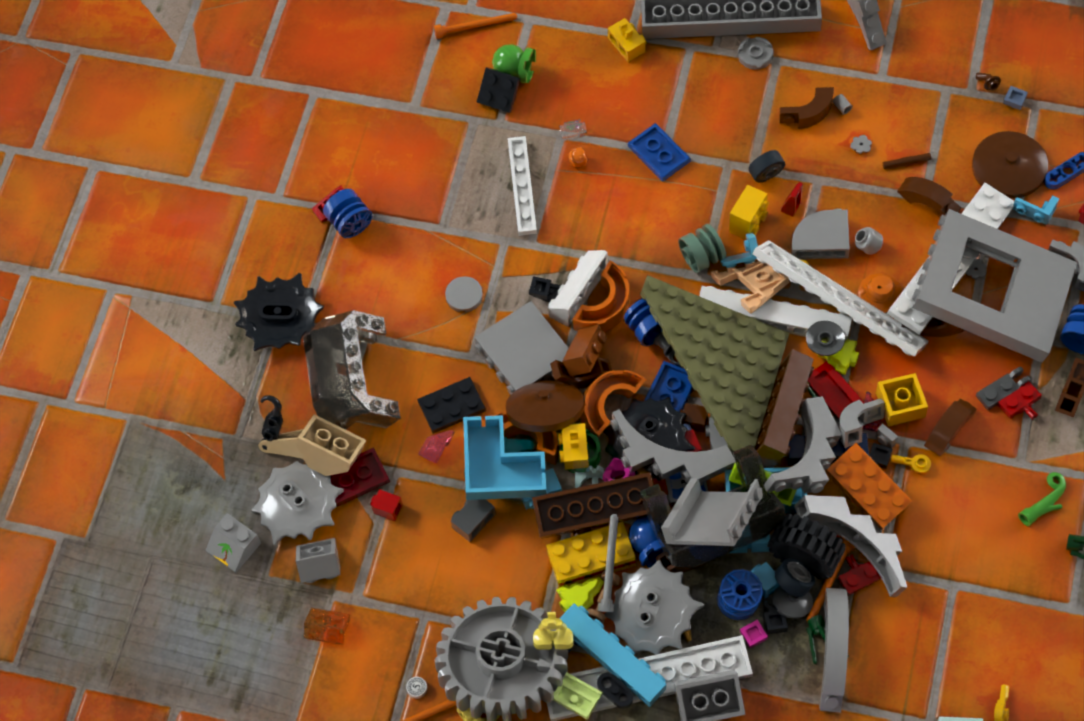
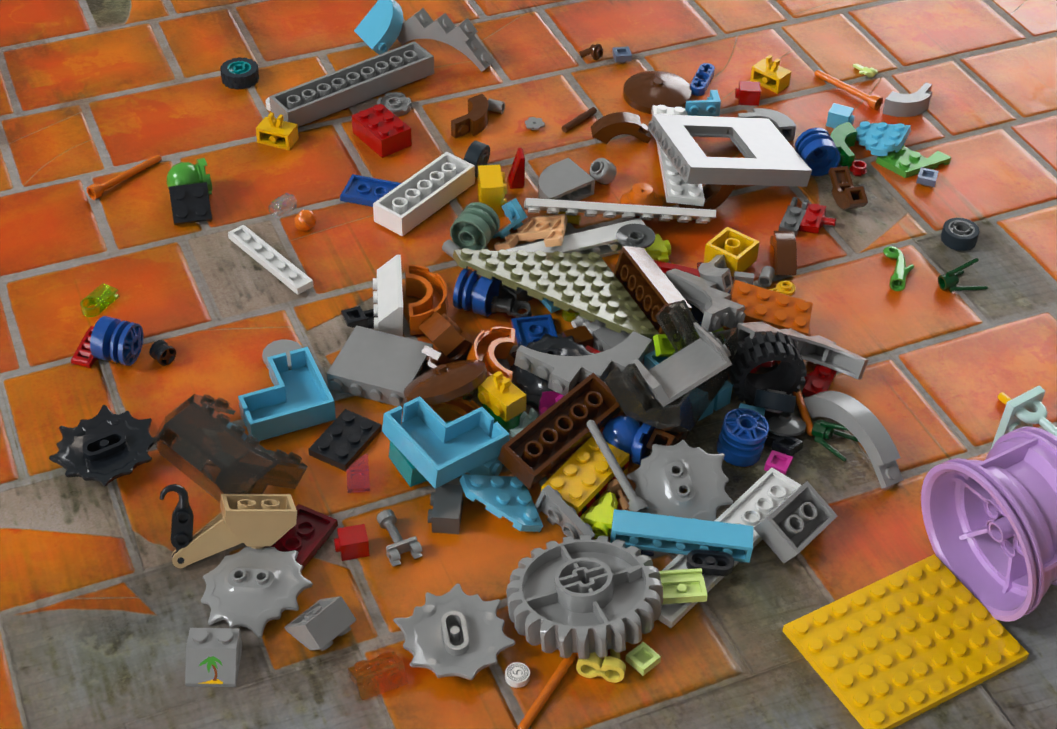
camera: 45 degrees left, 20 degrees down
(374, 154) = (101, 297): none -> clear neon green piece
(377, 240) = (162, 352): none -> black wheel
(379, 623) = (454, 634): none -> light grey piece
(424, 499) = (387, 521): none -> light grey bar
(435, 351) = (294, 401): none -> medium azure piece
(517, 536) = (504, 498): none -> medium azure plate
(544, 638) = (629, 540): light yellow piece -> none
(547, 581) = (559, 512): none -> light grey wing
(673, 257) = (449, 247): none -> light grey hinge
(693, 182) = (424, 193): none -> white brick
(715, 84) = (381, 130): none -> red brick
(915, 441) = (766, 276): none -> light grey hinge

